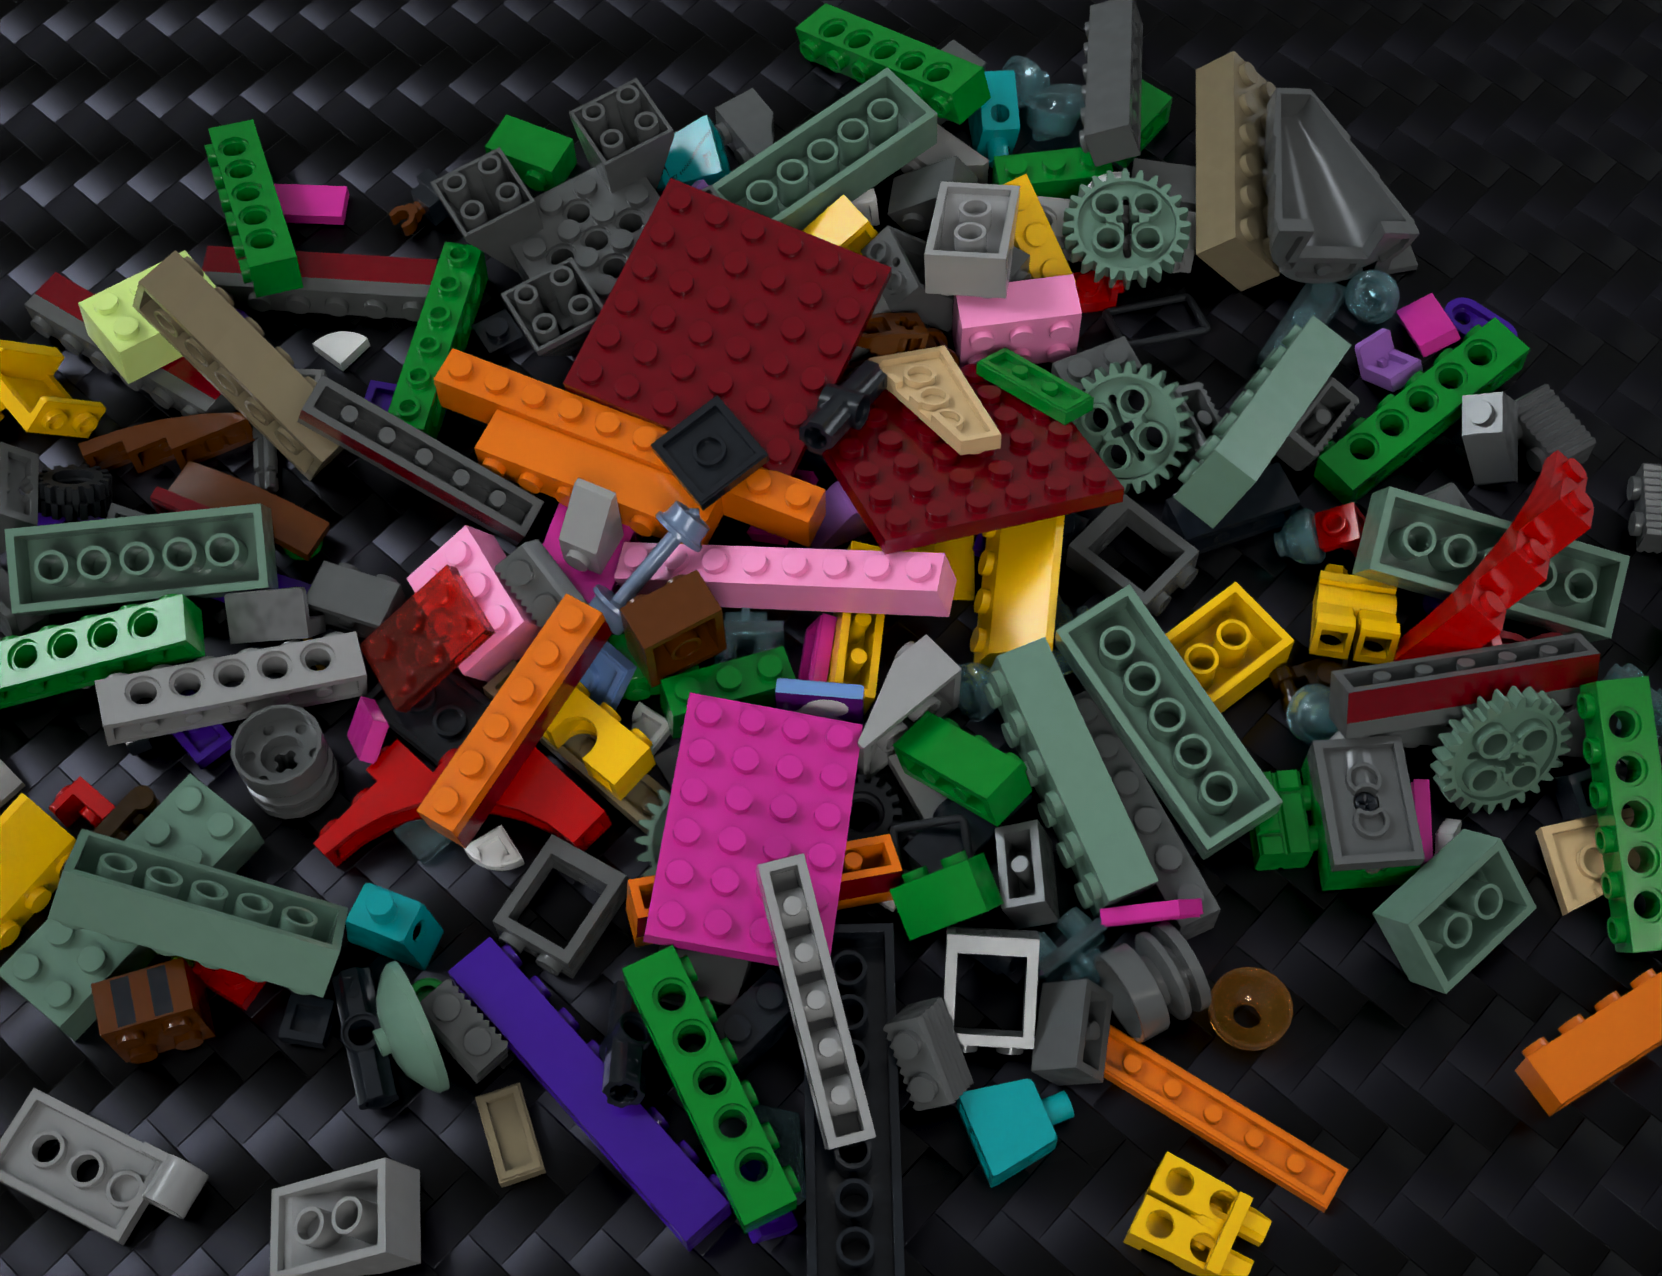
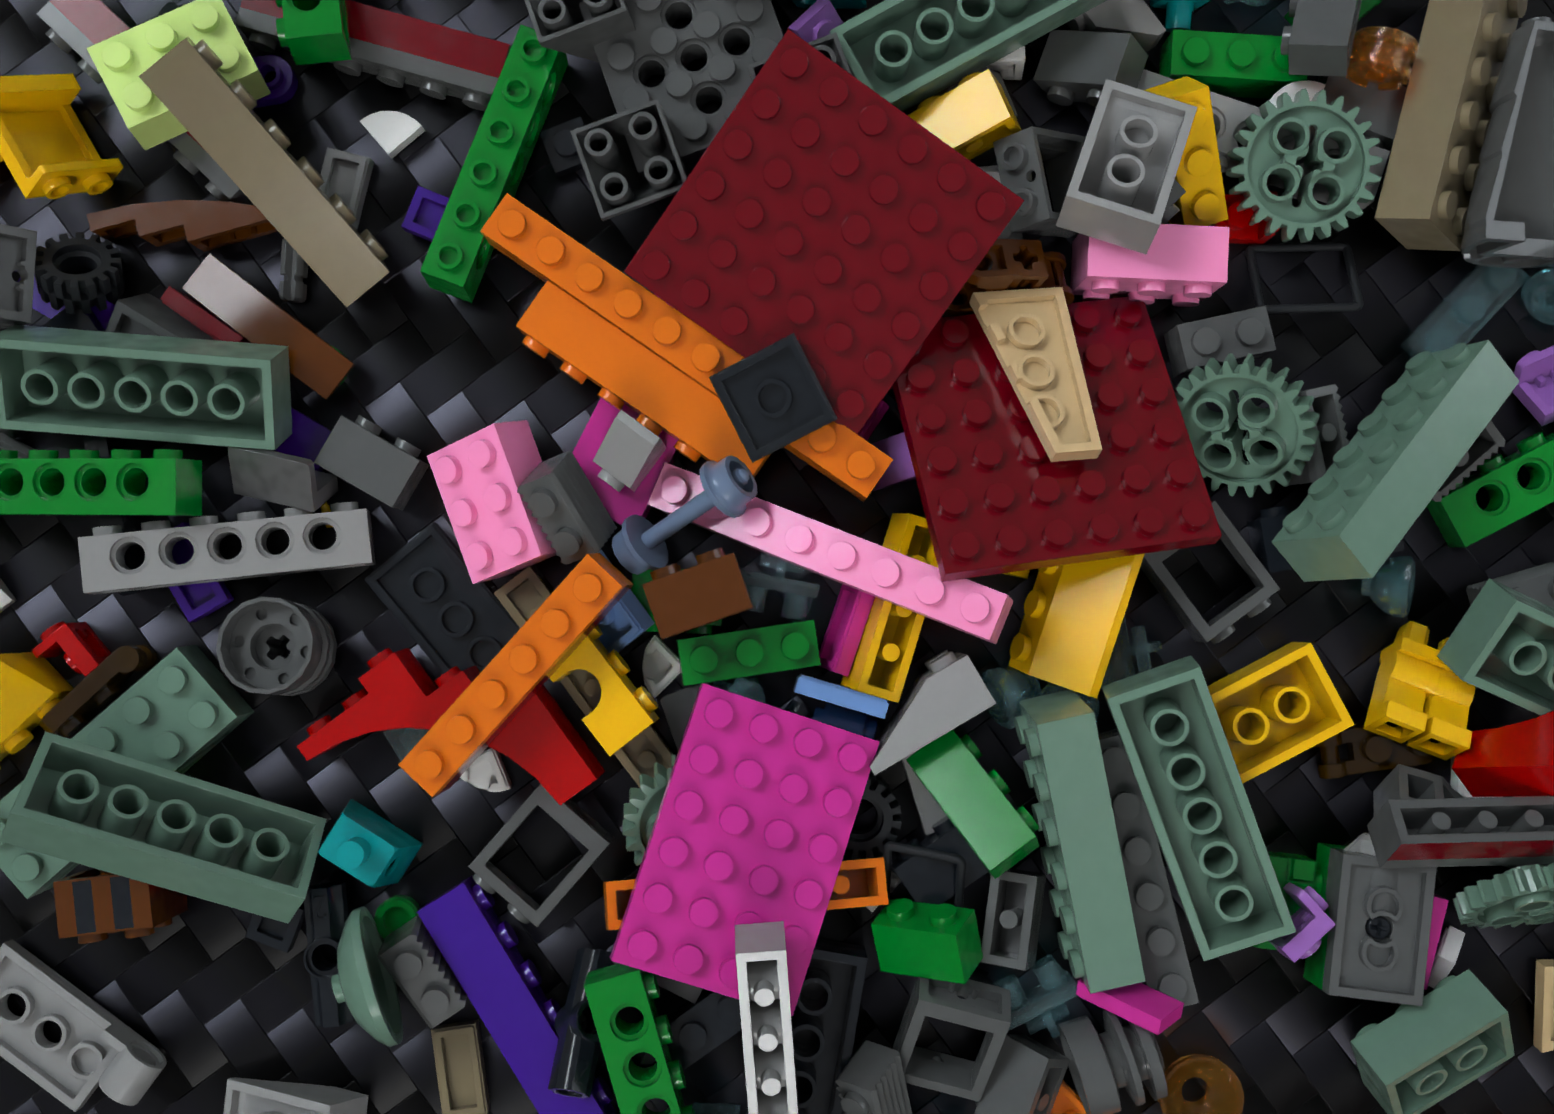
camera: 10 degrees right, 25 degrees up
(367, 730) = (366, 629): dark pink tile -> none
(419, 460) = (451, 327): dark grey brick -> none
(426, 638) = (439, 539): clear red plate -> none
(843, 407) = (932, 365): black piece -> none
(1035, 386) = (1151, 360): green tile -> none
(1166, 142) = (1382, 57): none -> clear orange wheel
(1302, 803) = (1309, 921): none -> medium lavender bracket
(1309, 714) = (1353, 794): clear light blue brick -> none
(1340, 528) = (1438, 588): red bracket -> none

